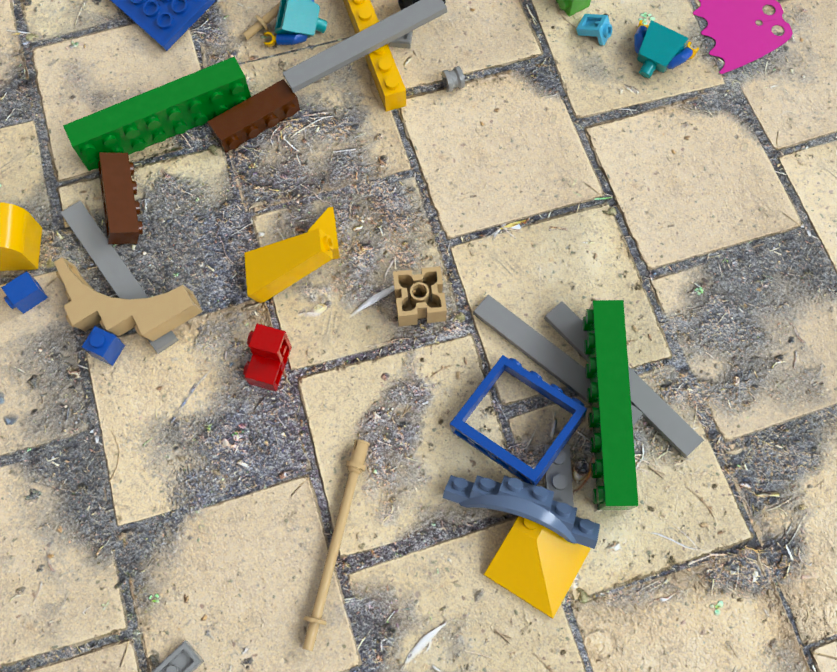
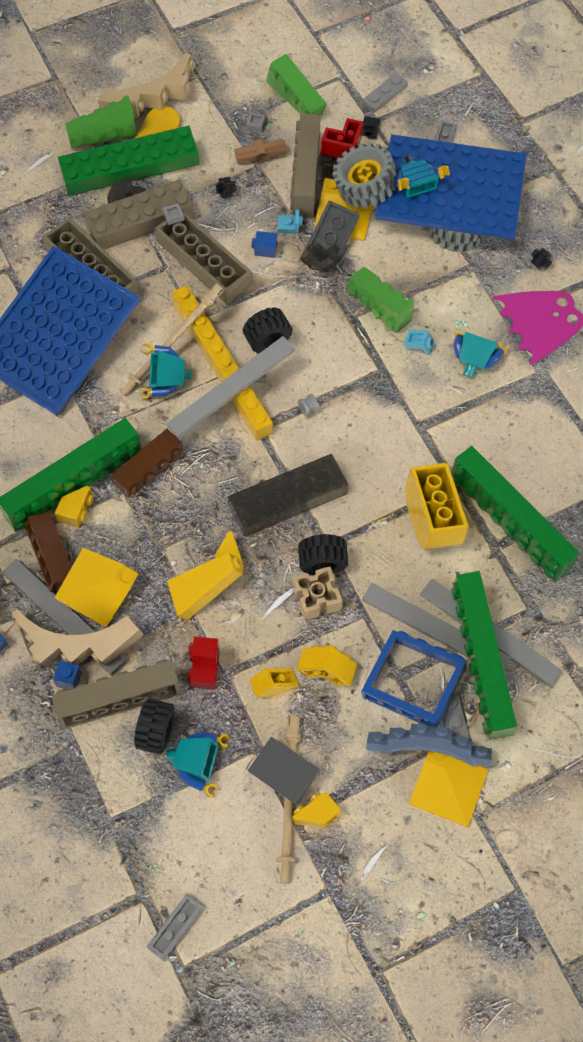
camera: 10 degrees left, 5 degrees down
(151, 377) = (115, 694): none -> dark tan brick
(159, 151) = (73, 507): none -> yellow slope
(159, 246) = (96, 586): none -> yellow slope
(187, 424) = (154, 726): none -> black tyre
(232, 472) = (196, 759): none -> teal torso
(336, 507) = (284, 770): none -> dark grey tile
(346, 394) = (273, 681): none -> yellow slope
(368, 567) = (317, 813): none -> yellow slope
(408, 176) = (287, 495): none -> clear smoke brick
(416, 384) = (327, 664): none -> yellow brick
(435, 247) = (322, 552): none -> black tyre
(581, 215) = (435, 507): none -> yellow brick
(676, 240) = (514, 514): none -> green brick

